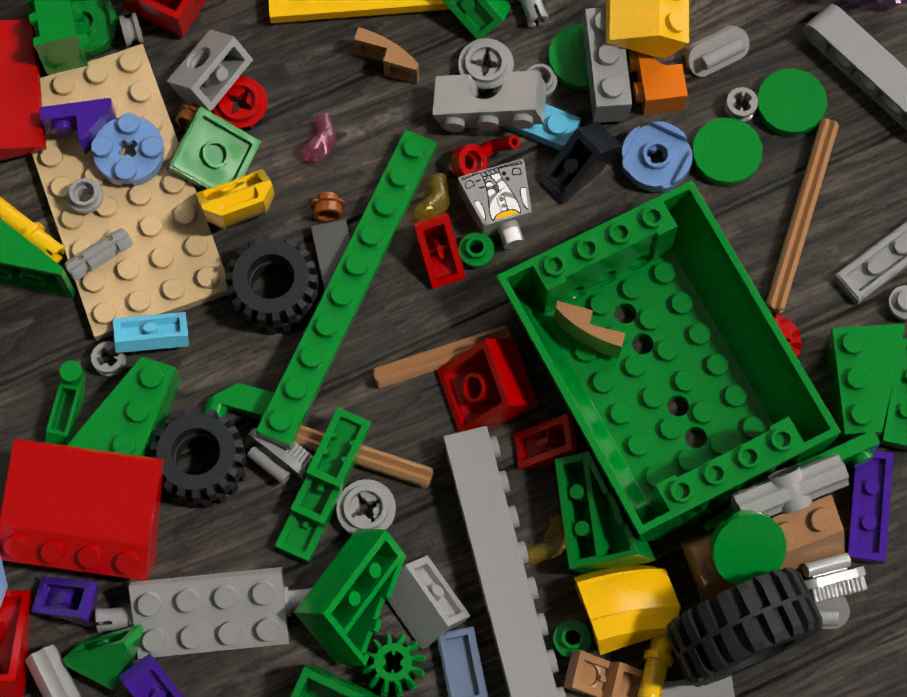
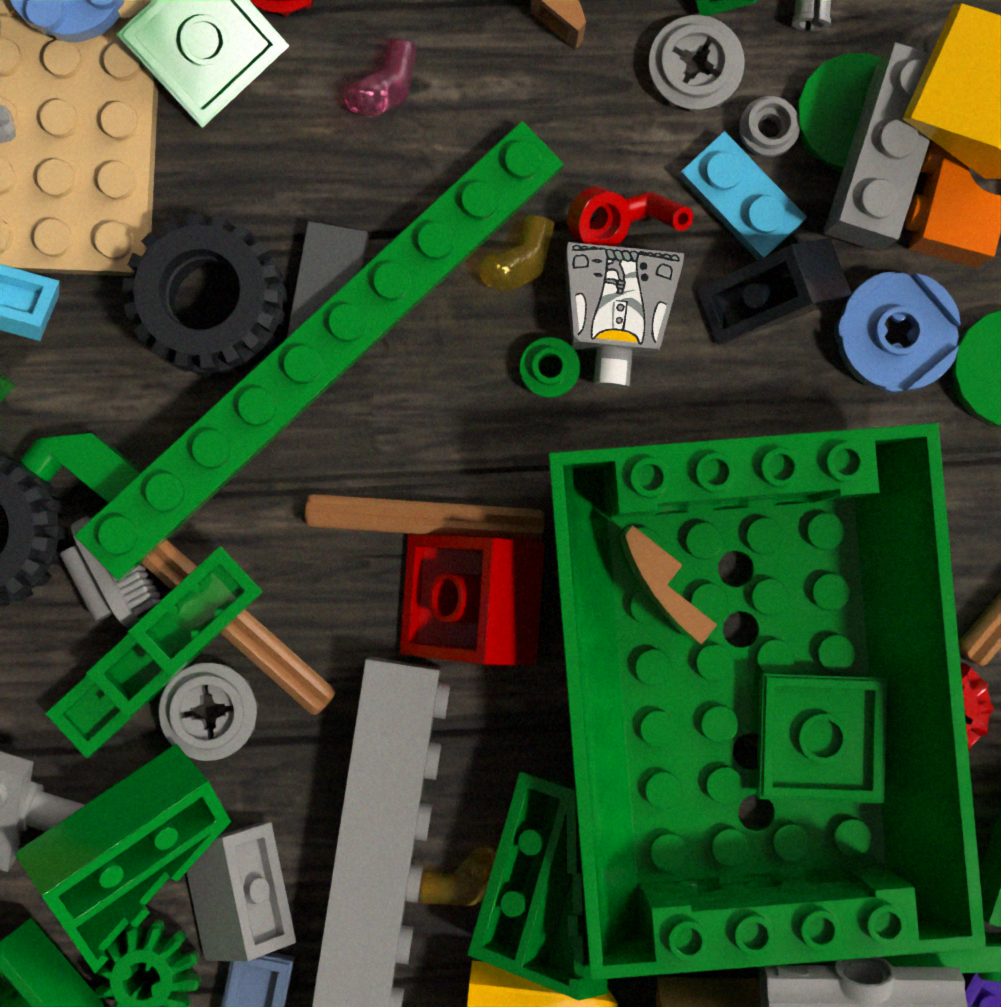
camera: 15 degrees right, 15 degrees up
(237, 199) = (199, 133): yellow slope -> none
(327, 207) = (347, 199): dark orange plate -> none
(438, 250) = (488, 349): red slope -> none
(516, 104) = (715, 157): light grey arch -> none
(545, 442) = (521, 730): red slope -> none
(711, 378) = (821, 738): none -> green tile

